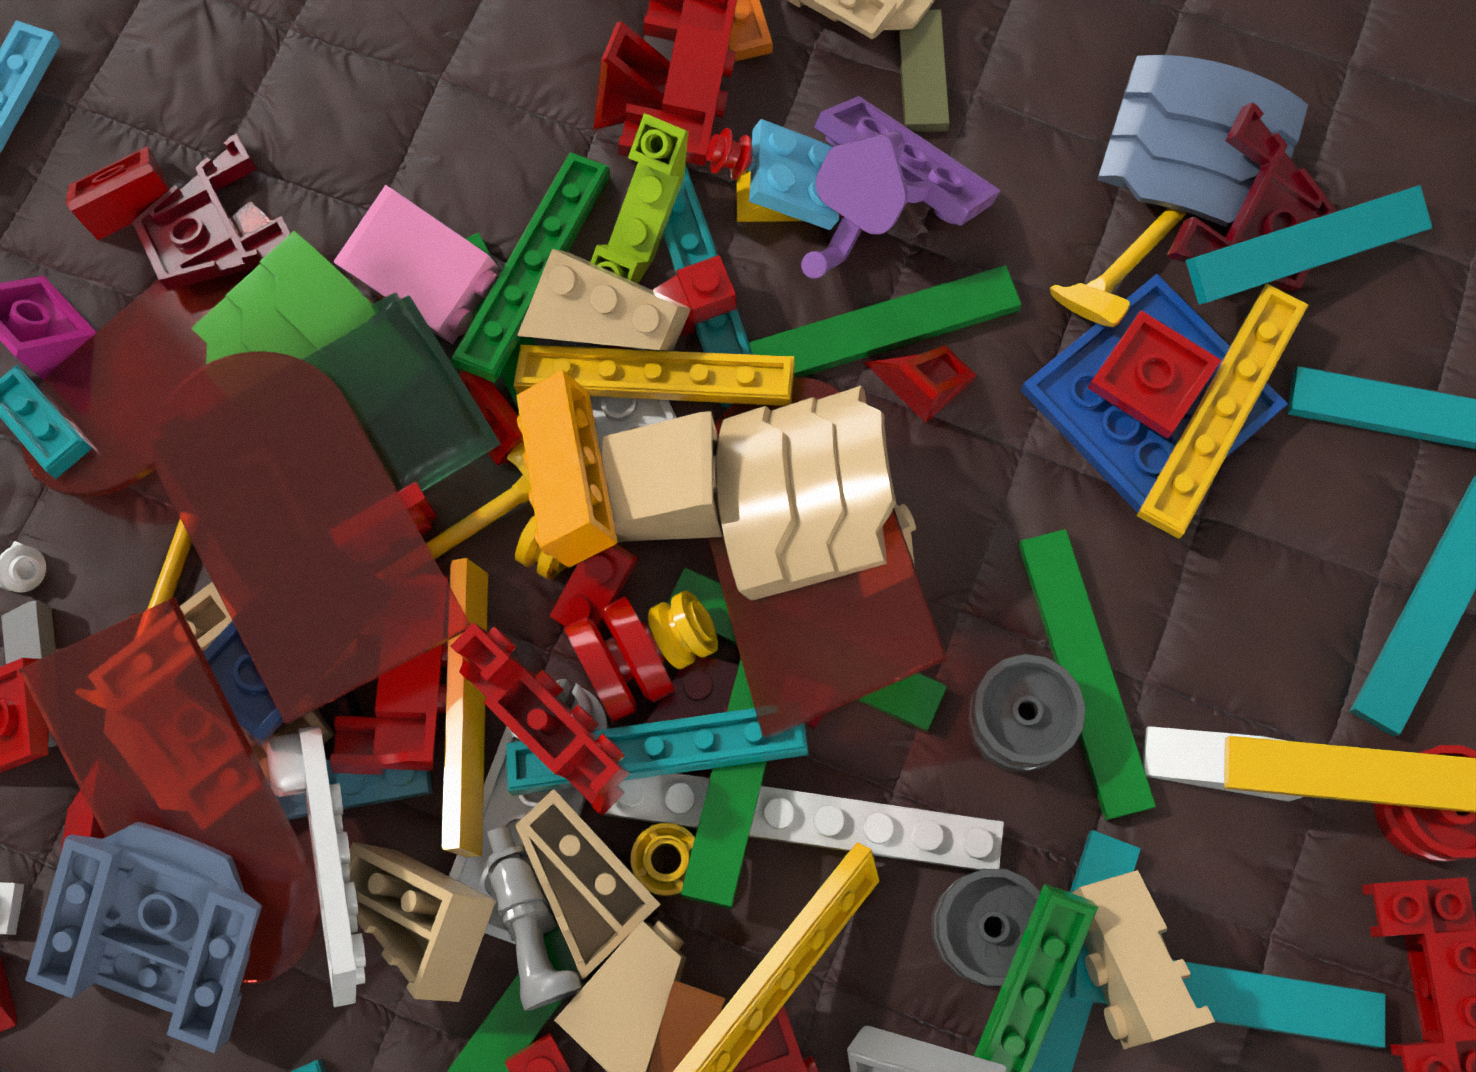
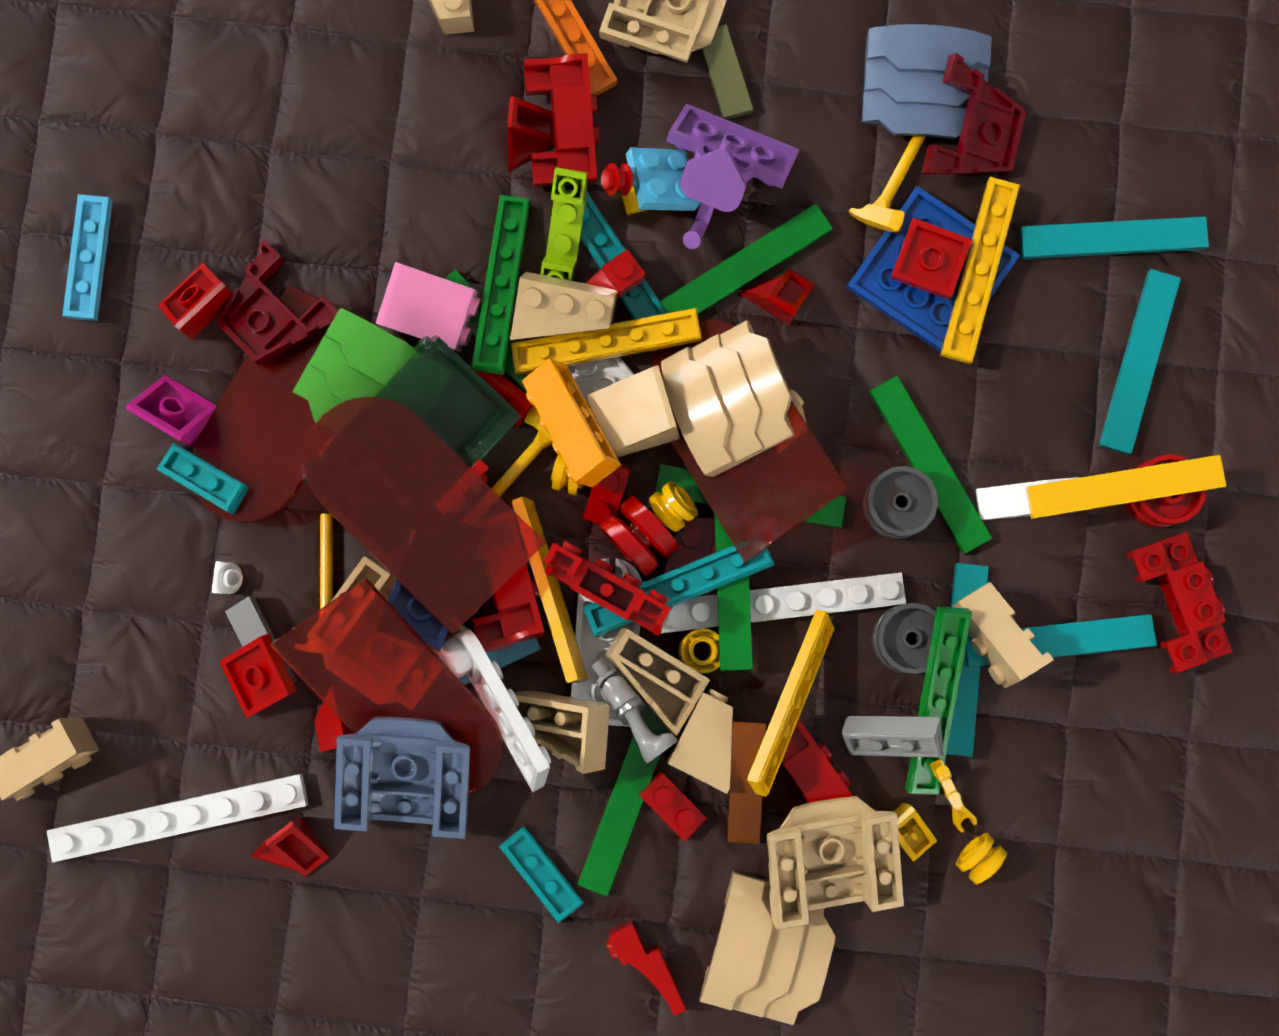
camera: 20 degrees left, 10 degrees up
(1308, 244) = (1012, 141): teal tile -> none

